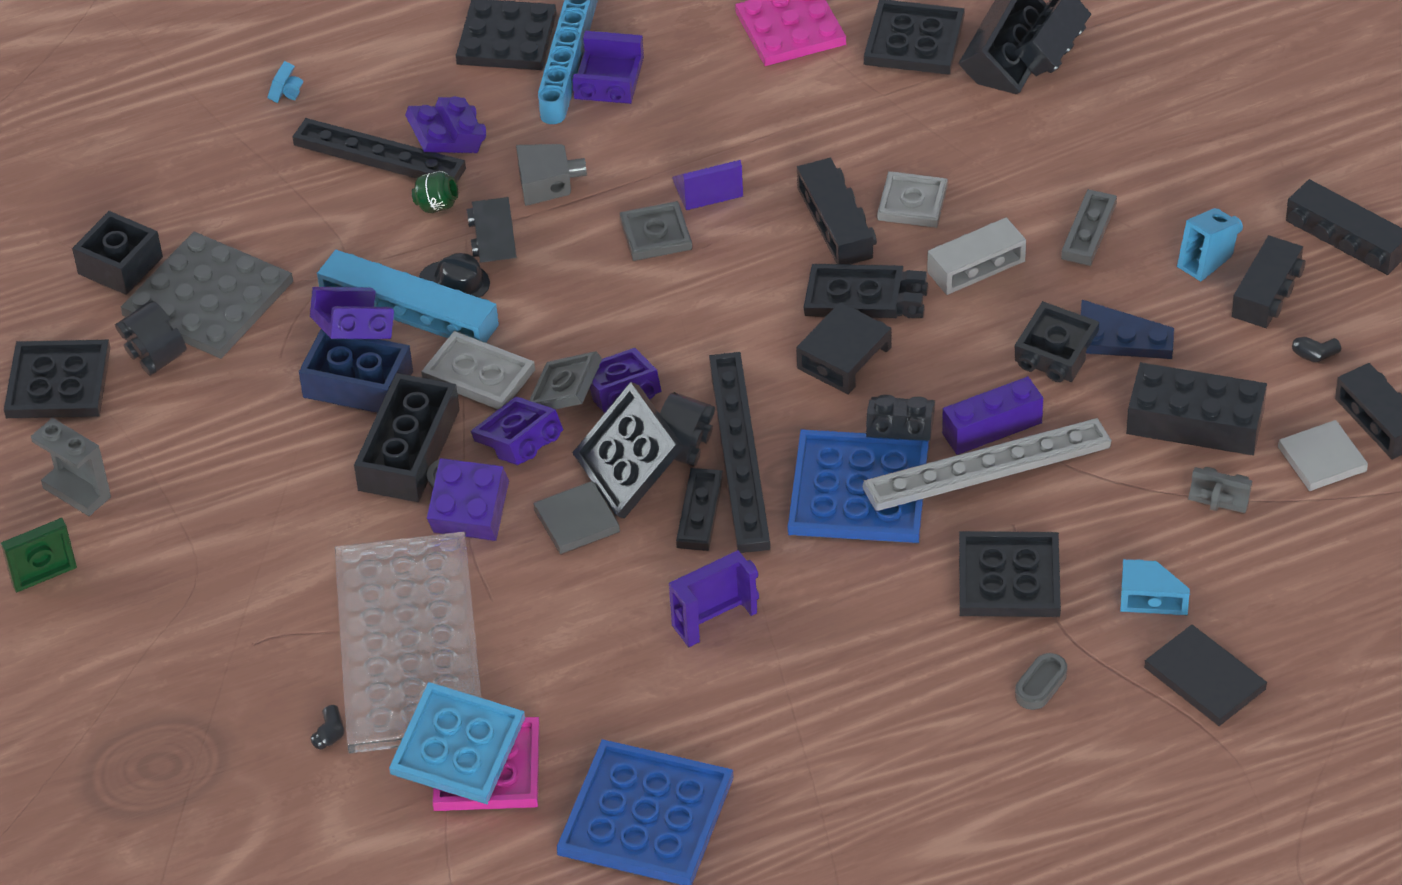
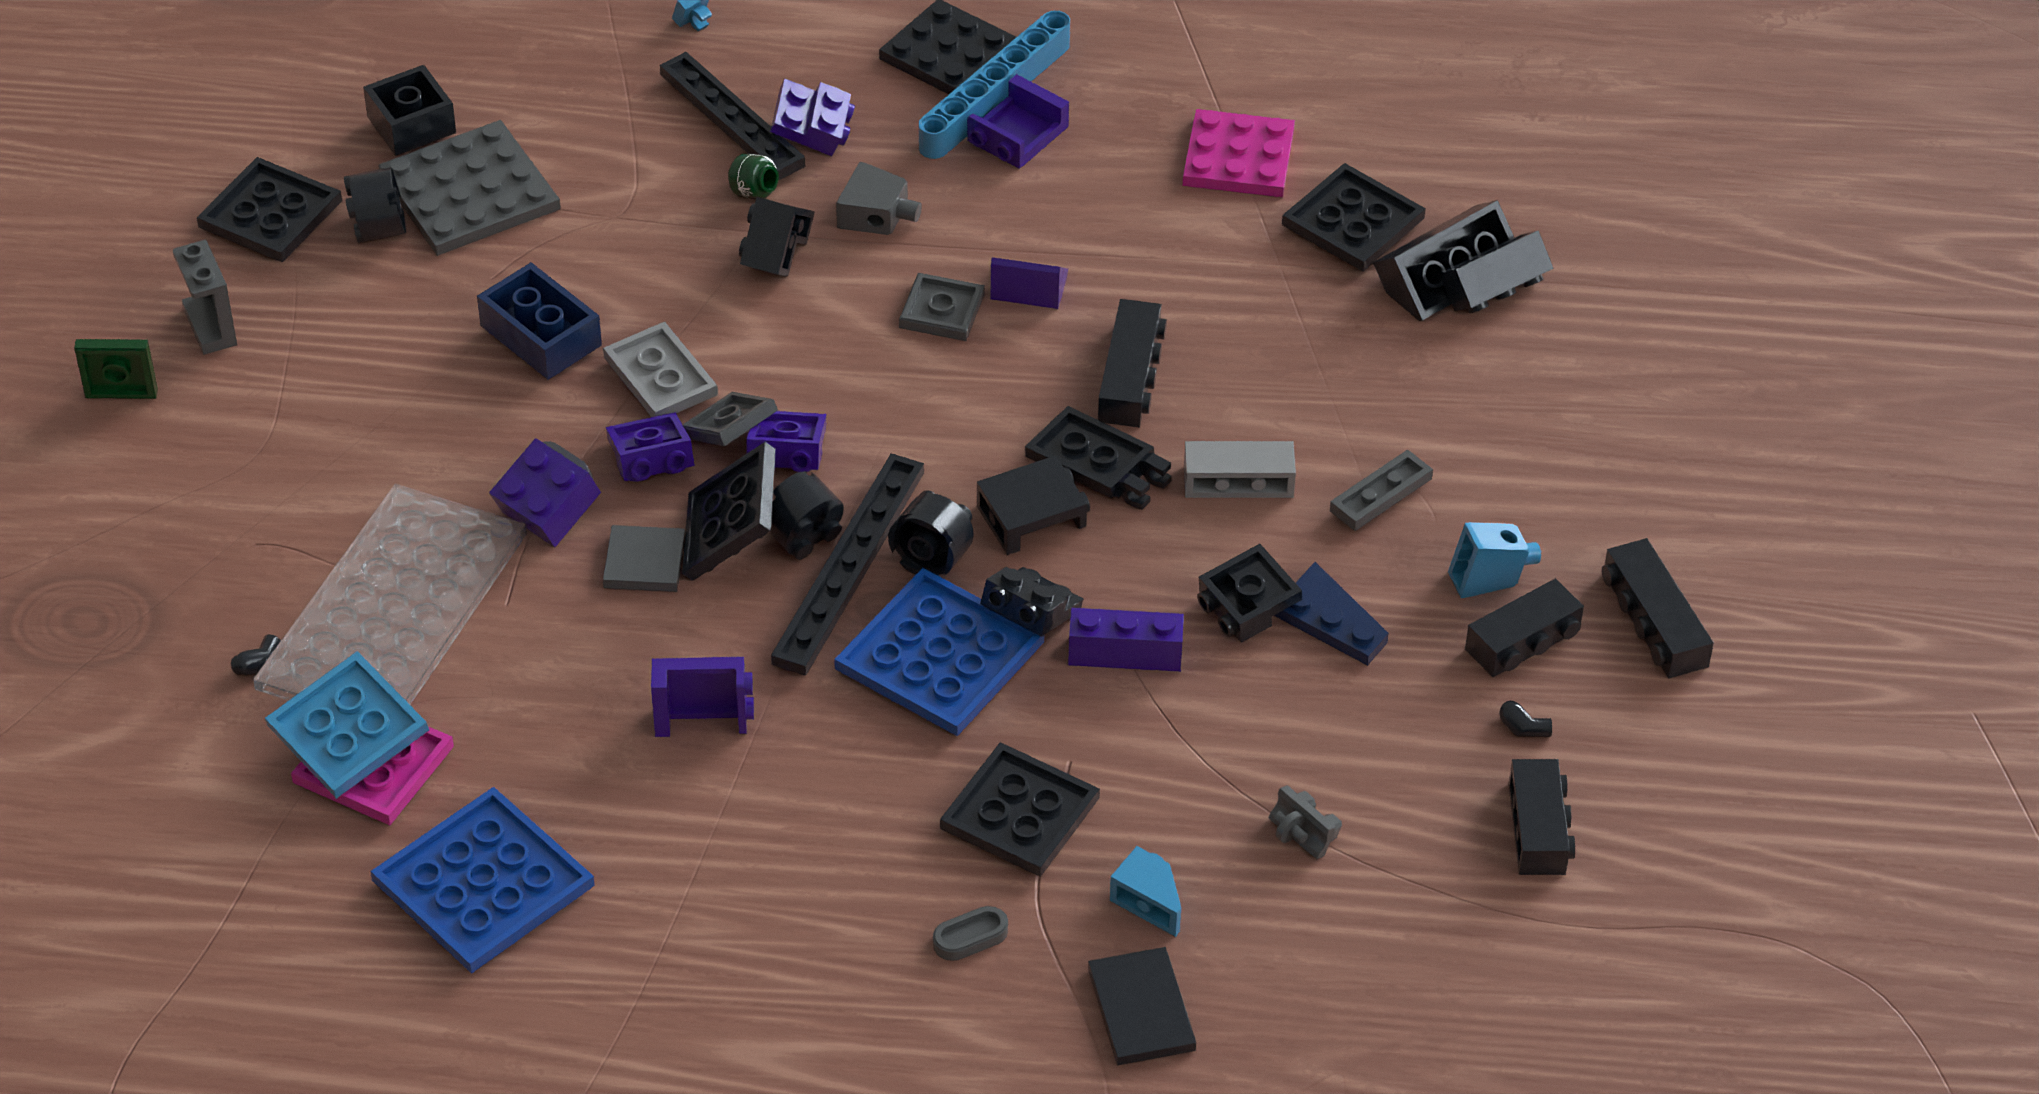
camera: 25 degrees right, 0 degrees up
(350, 313) = (567, 259): dark purple panel -> none
(406, 437) = (538, 401): black brick -> none
(412, 298) = (647, 270): dark azure brick -> none
(460, 273) = (712, 271): black piece -> none
(699, 509) = (768, 604): black tile -> none
(792, 400) = (931, 534): none -> black brick
(912, 199) = (1224, 384): light grey tile -> none
(986, 464) = (1082, 687): light grey tile -> none
(1196, 408) = (1342, 726): black brick -> none
(1322, 455) = (1444, 836): light grey tile -> none

